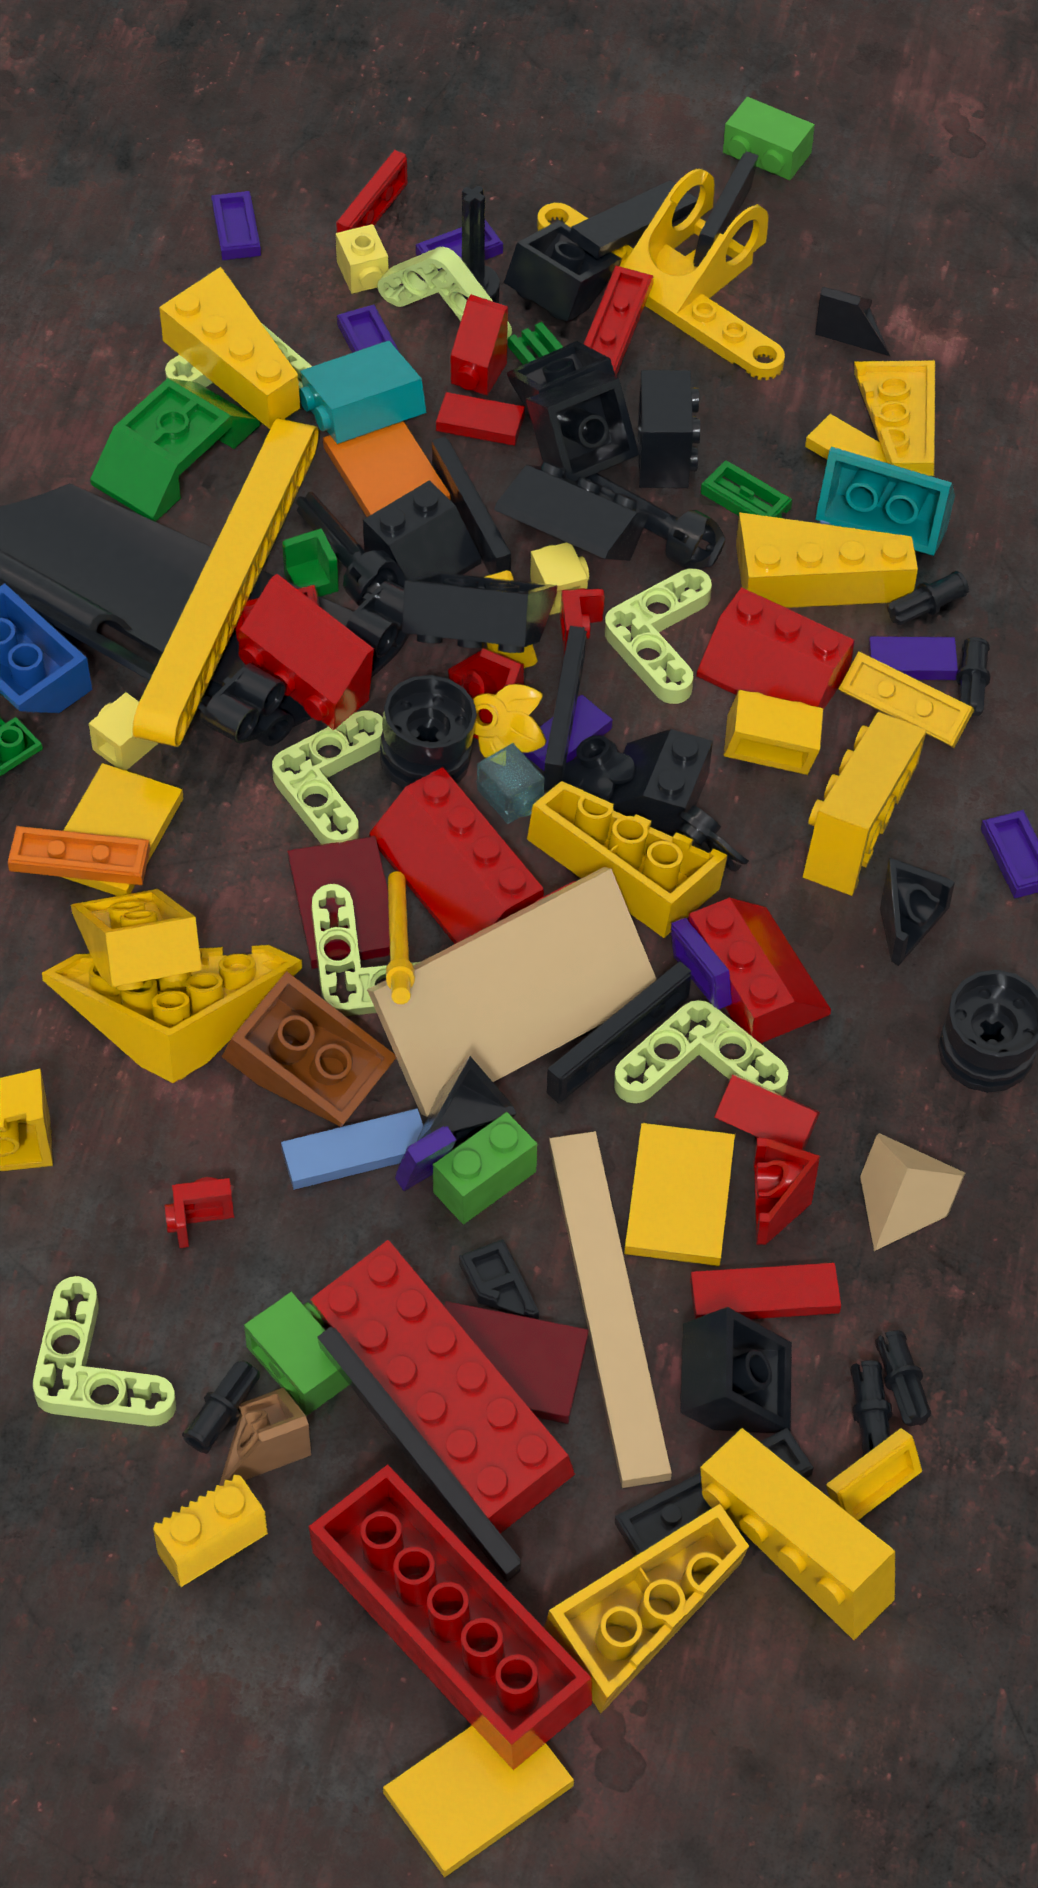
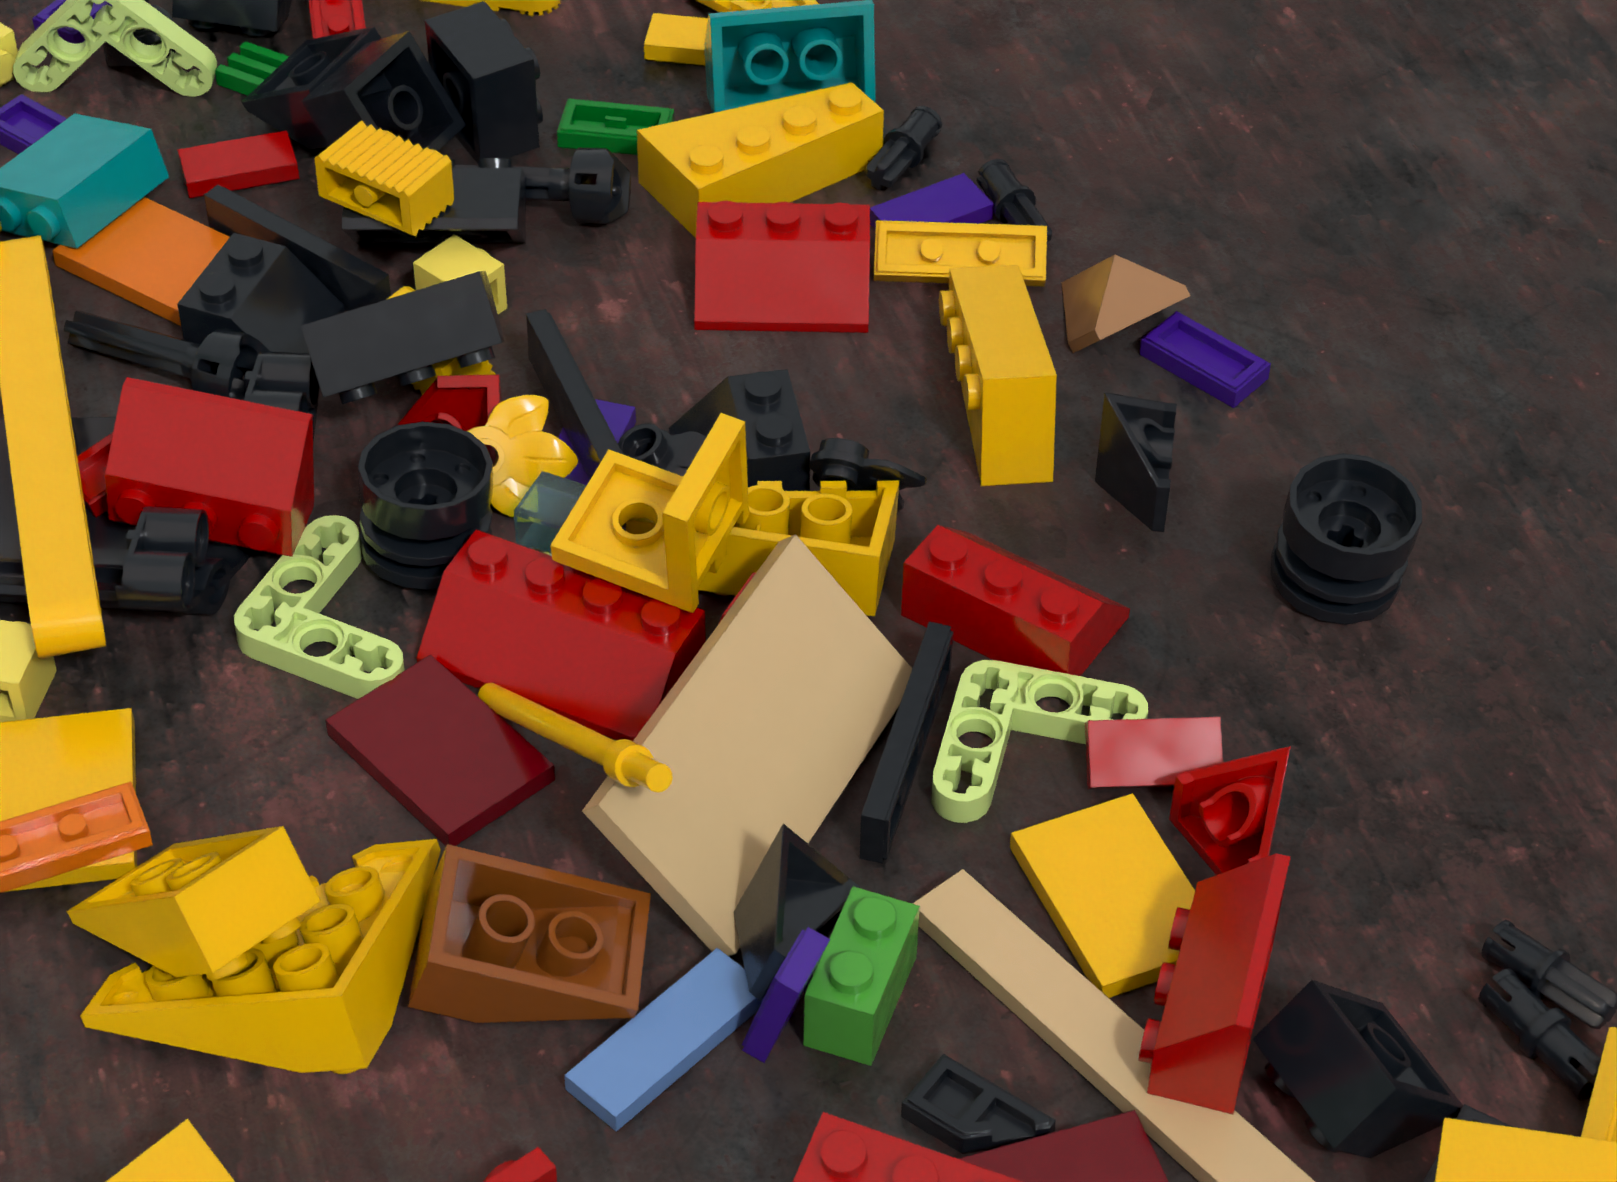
camera: 30 degrees left, 10 degrees down
(310, 562) = (124, 359): green panel -> none
(361, 978) = (527, 828): yellowish green beam -> none
(480, 345) = (193, 79): red slope -> none
(535, 487) = (385, 178): none -> yellow brick
(552, 830) = (689, 513): none -> yellow bracket
(580, 609) = (513, 300): red bracket -> none
(646, 629) = (589, 306): yellowish green beam -> none
(678, 1282) = (1214, 986): none -> red slope
(706, 968) = (977, 619): dark purple tile -> none
(768, 1291) = (1330, 947): red tile -> none
(773, 732) = (841, 340): yellow brick -> none
(905, 1190) = (1375, 762): tan slope -> none
(980, 784) = (1112, 298): none -> medium nougat slope

